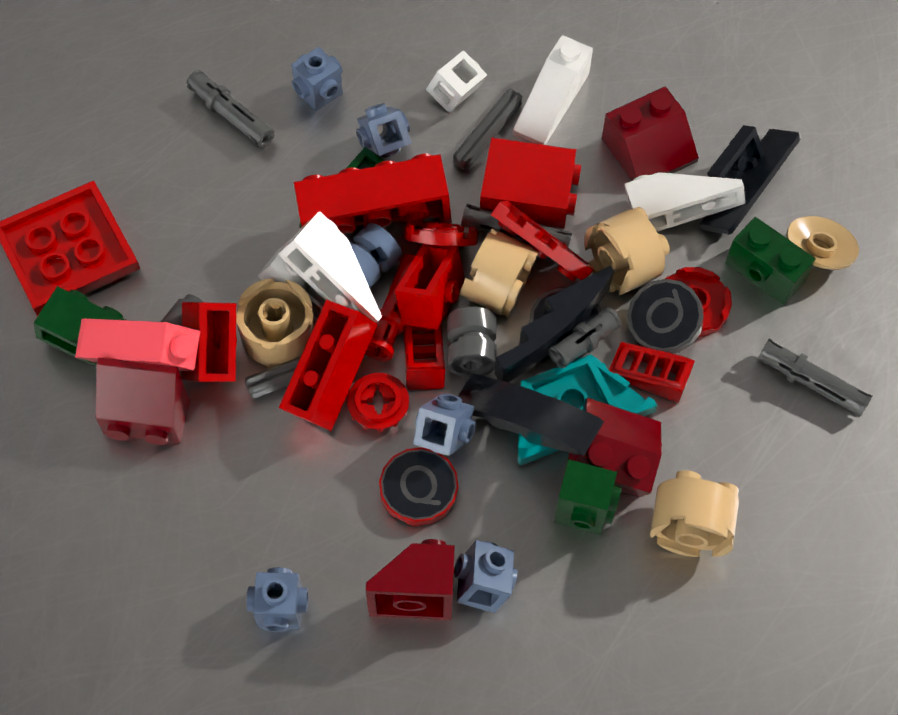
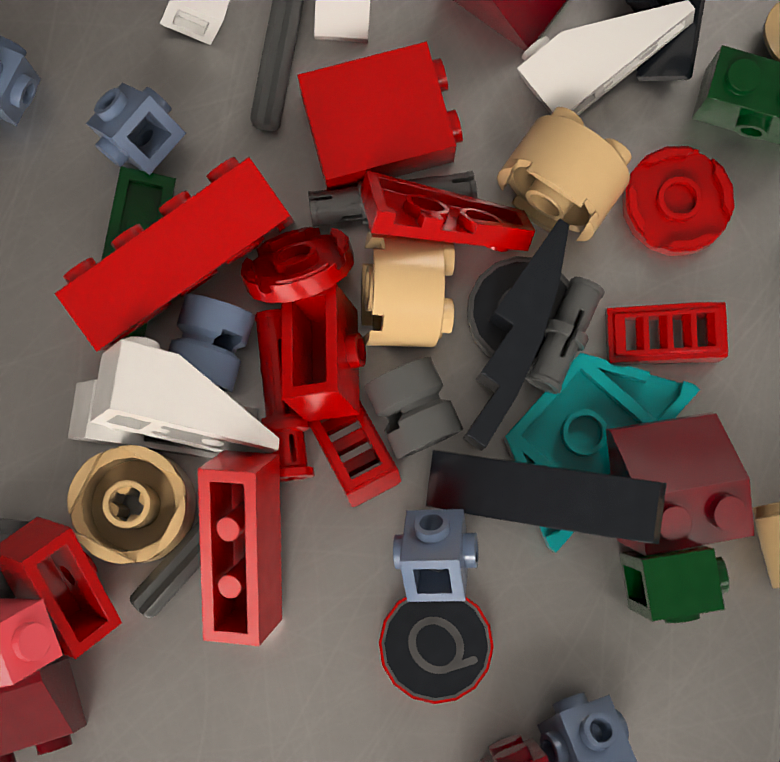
camera: 25 degrees left, 20 degrees up
(363, 393) = (299, 540): red gear -> none
(666, 316) = (656, 249): black tile -> none

